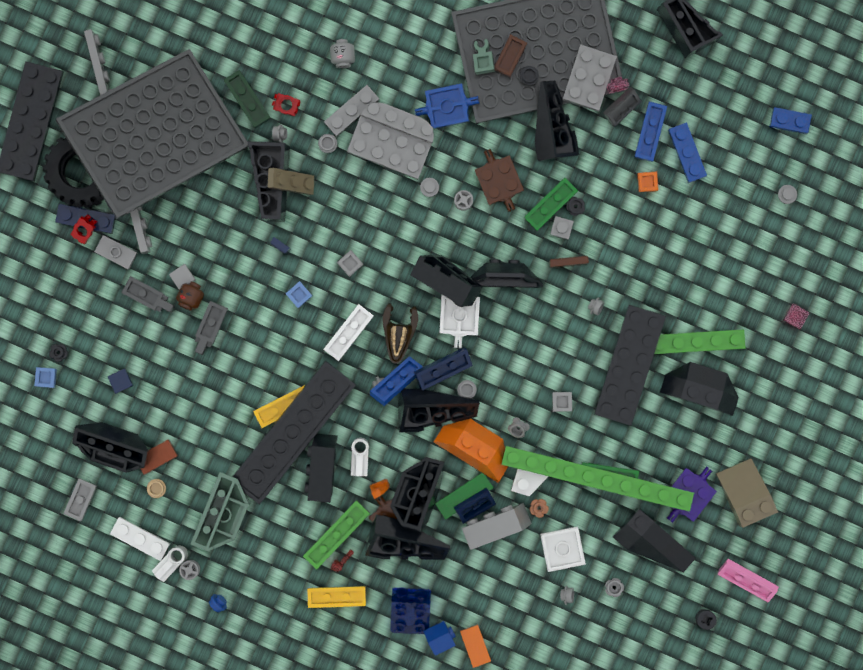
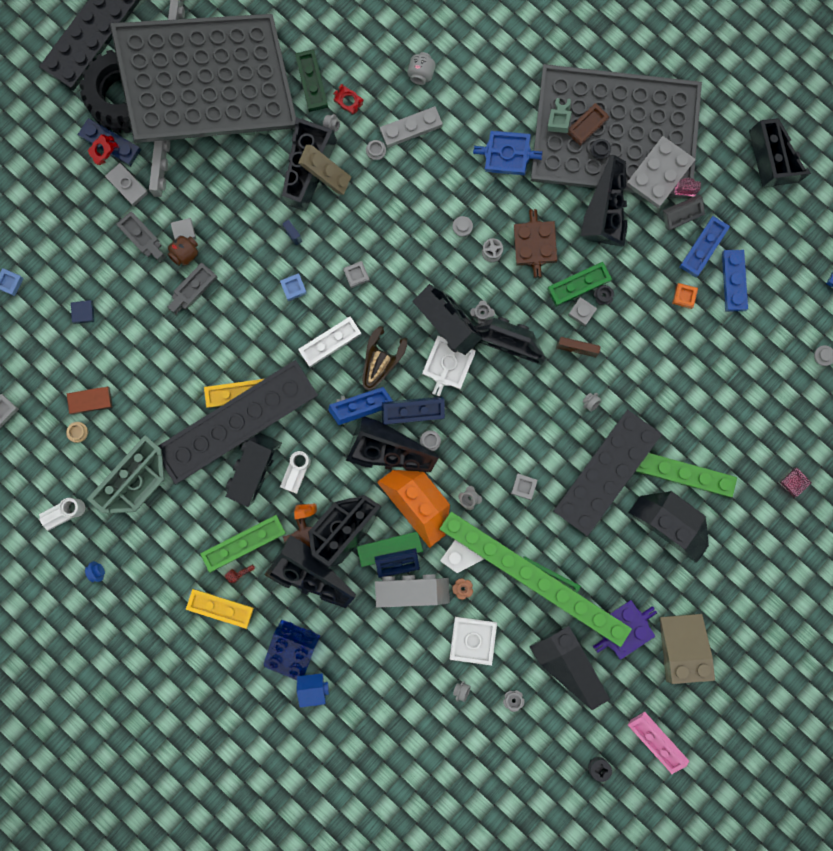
camera: 15 degrees right, 5 degrees down
(58, 357) = (35, 266): black plate -> none
(111, 446) = (45, 371): black wedge -> none
(140, 538) = (41, 477): white plate -> none
(186, 570) = (74, 527): light grey wheel -> none
(392, 139) = (441, 165): light grey plate -> none
(474, 264) = (482, 306): none -> light grey plate
(475, 646) = (346, 712): orange tile -> none

